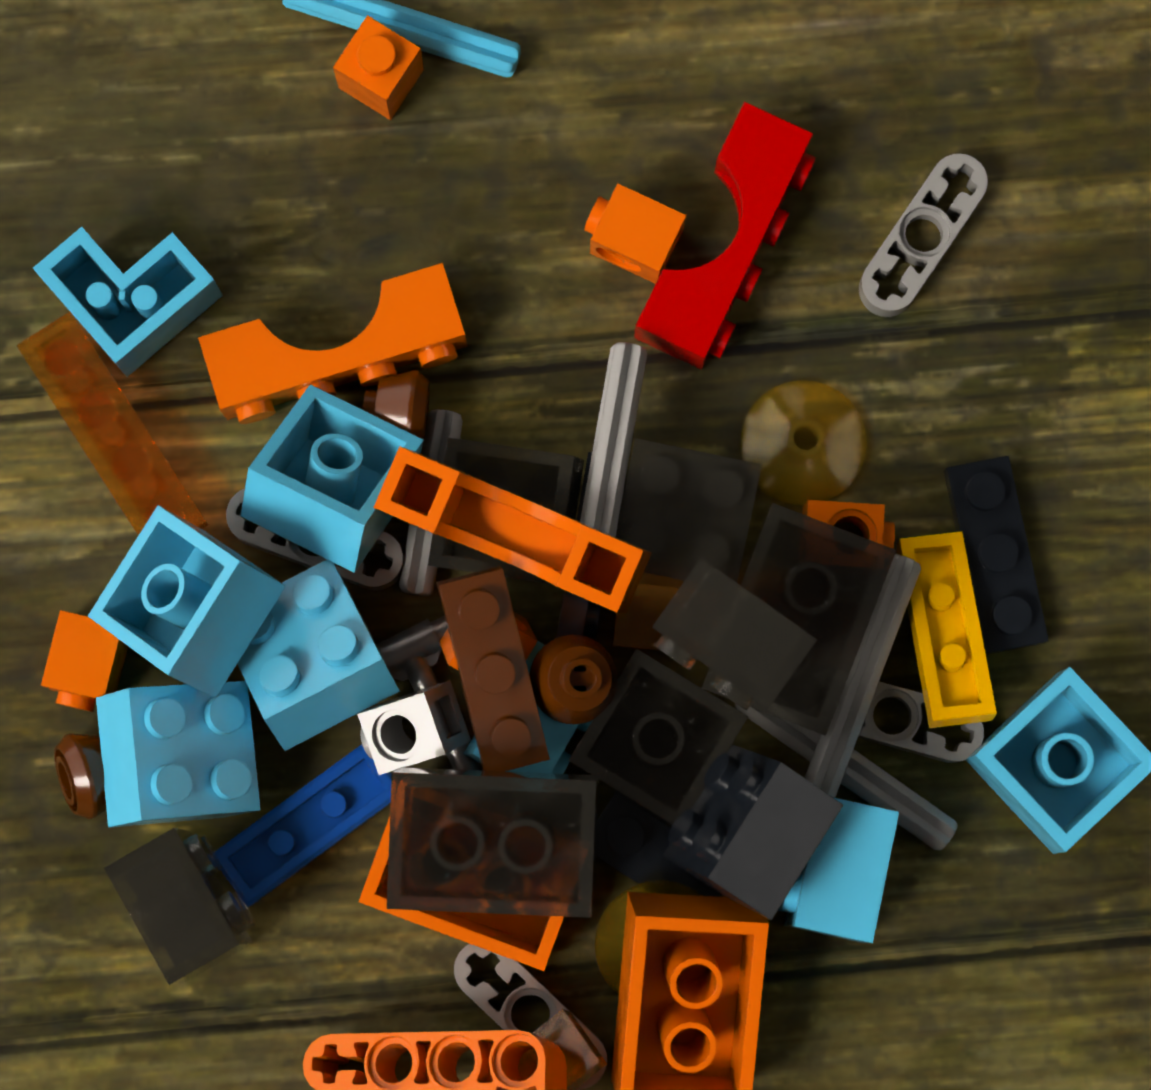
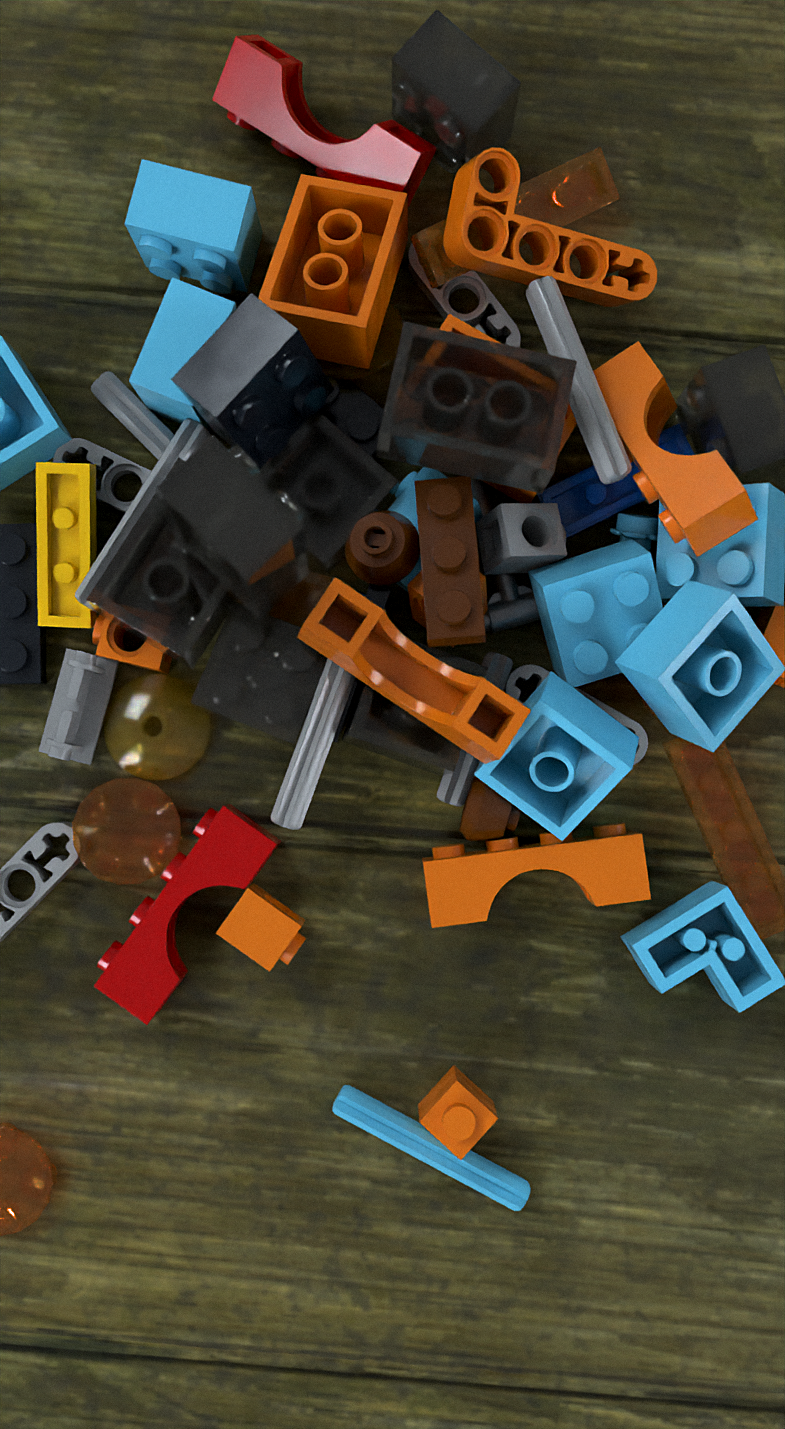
camera: 165 degrees left, 5 degrees up
(221, 790) = (698, 491): none -> orange arch
(279, 769) = (636, 527): none -> medium azure plate
(385, 926) = (585, 396): none -> light grey axle
(813, 315) = (126, 831): none -> clear orange dish
(866, 1029) = (194, 226): none -> medium azure brick
(898, 446) = (78, 706): none -> light grey hinge

